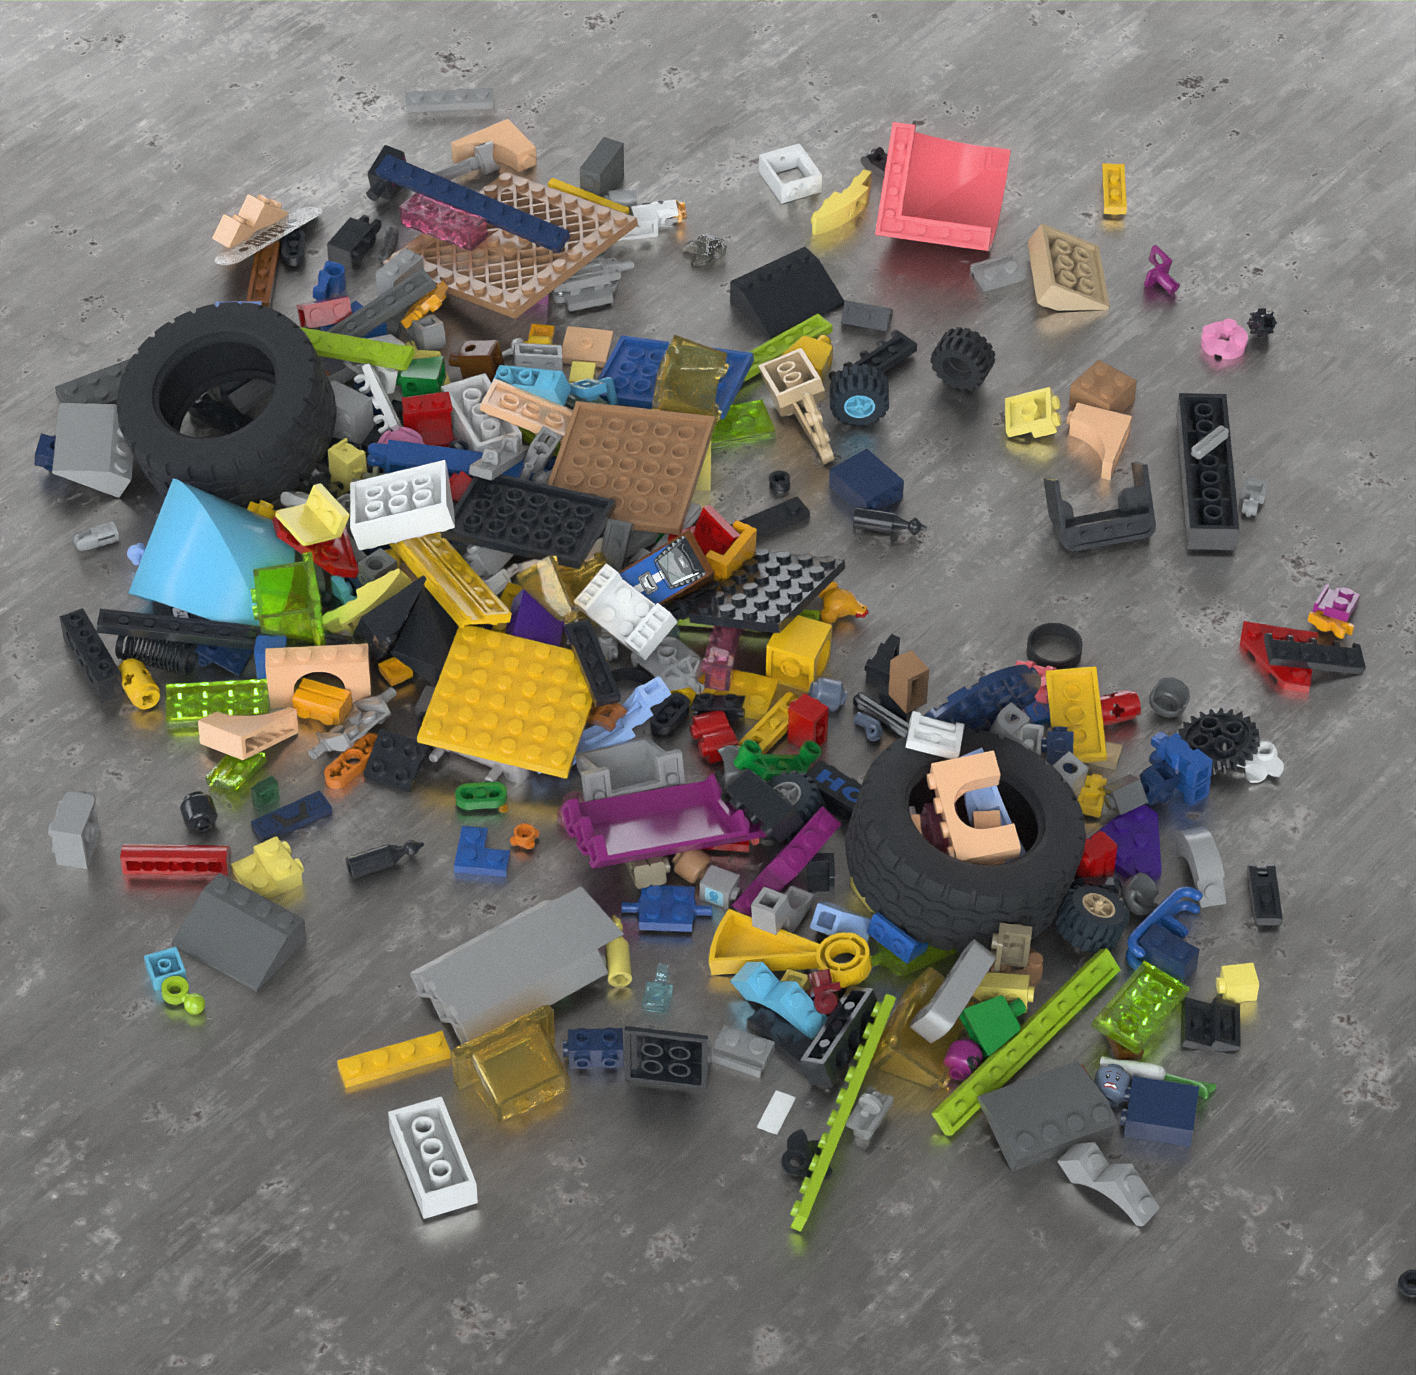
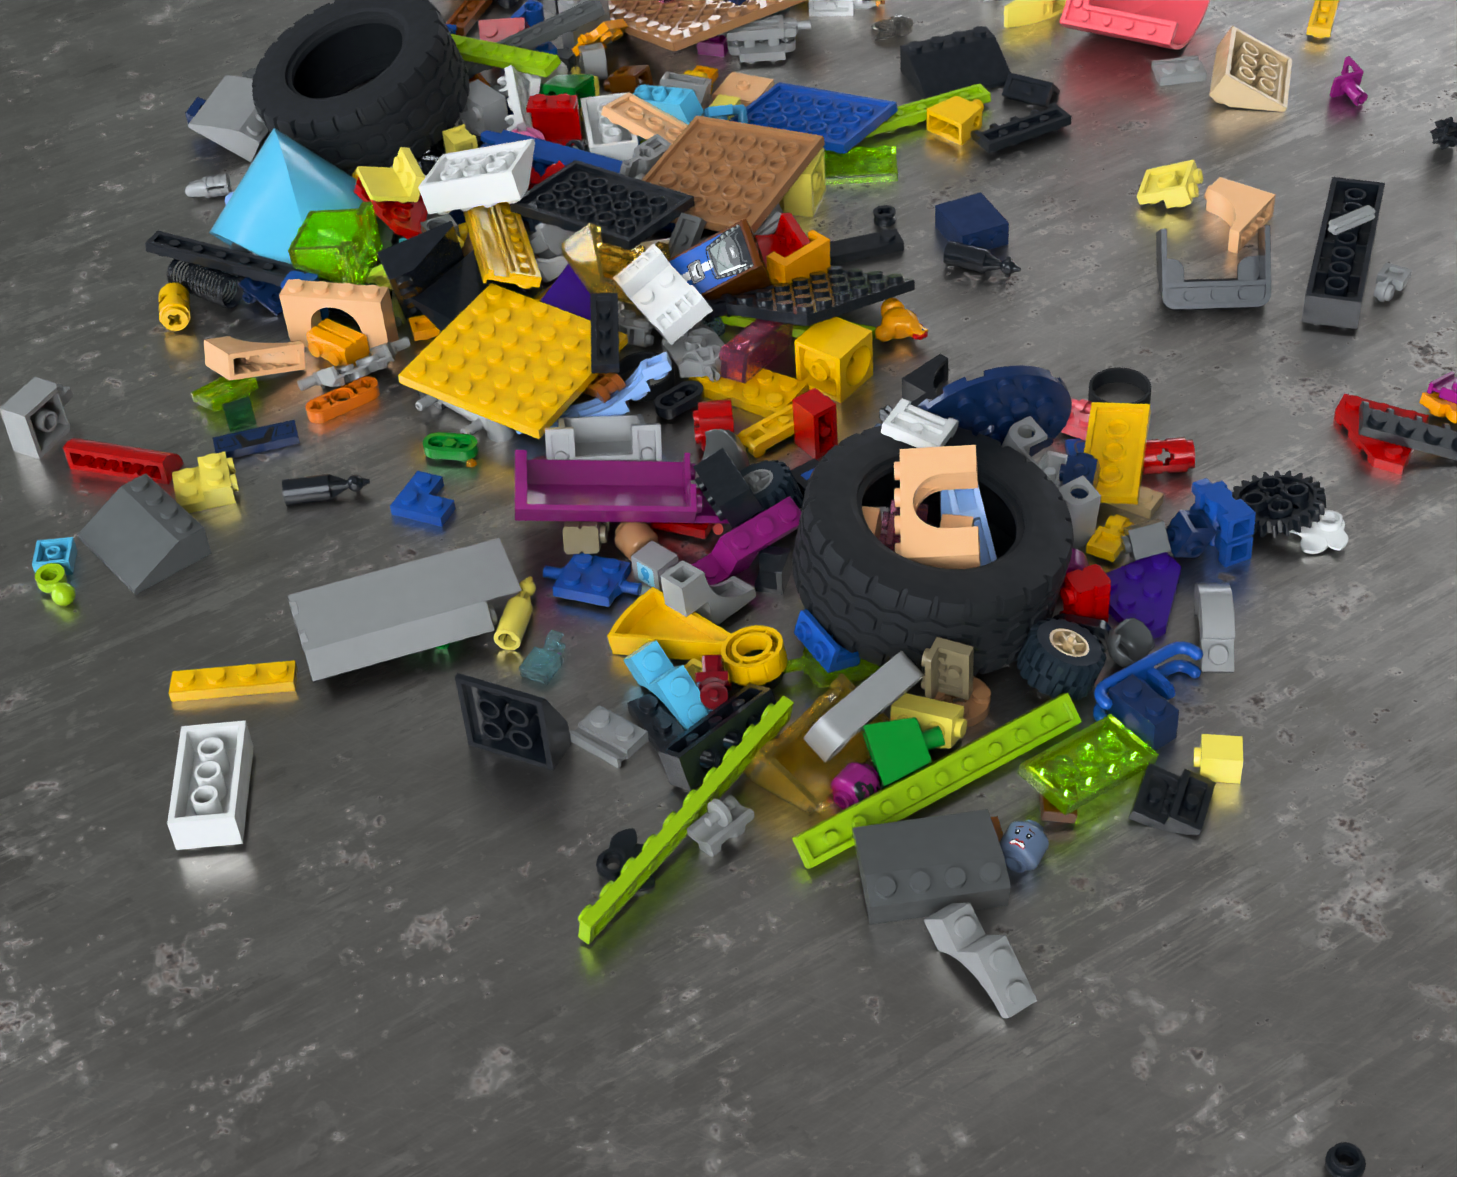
camera: 20 degrees right, 5 degrees down
(91, 655) = (144, 279): black brick -> none
(193, 701) = (236, 325): clear neon green plate -> none
(198, 811) = (166, 421): black head -> none
(396, 760) = (381, 402): black bracket -> none
(500, 459) = (589, 155): light grey hinge -> none
(513, 1065) = (346, 702): clear yellow windscreen -> none
(524, 836) = (476, 489): orange plate -> none
(594, 1048) = (436, 703): dark blue brick -> none
(689, 378) = (821, 108): clear yellow windscreen -> none
(729, 703) = (741, 397): black hinge -> none
(773, 764) = (752, 452): green plate -> none
(776, 1112) = (619, 808): white sticker -> none
(795, 386) = (926, 137): tan slope -> none
(828, 692) = (852, 402): sand blue head -> none
(836, 919) = (762, 611): light blue slope -> none
(859, 395) = (990, 146): black wheel -> none
(908, 681) = (930, 378): medium nougat brick -> none
(963, 359) = (1110, 127): black tyre -> none
(1103, 388) = (1255, 168): medium nougat brick -> none
(1157, 1072) = (1084, 846): white piece -> none
(1160, 1111) = (1074, 886): dark blue brick -> none
(1169, 697) = (1232, 453): dark grey hair -> none
(1213, 336) = (1403, 145): bright pink plate -> none
(1264, 894) = (1284, 670): black plate -> none

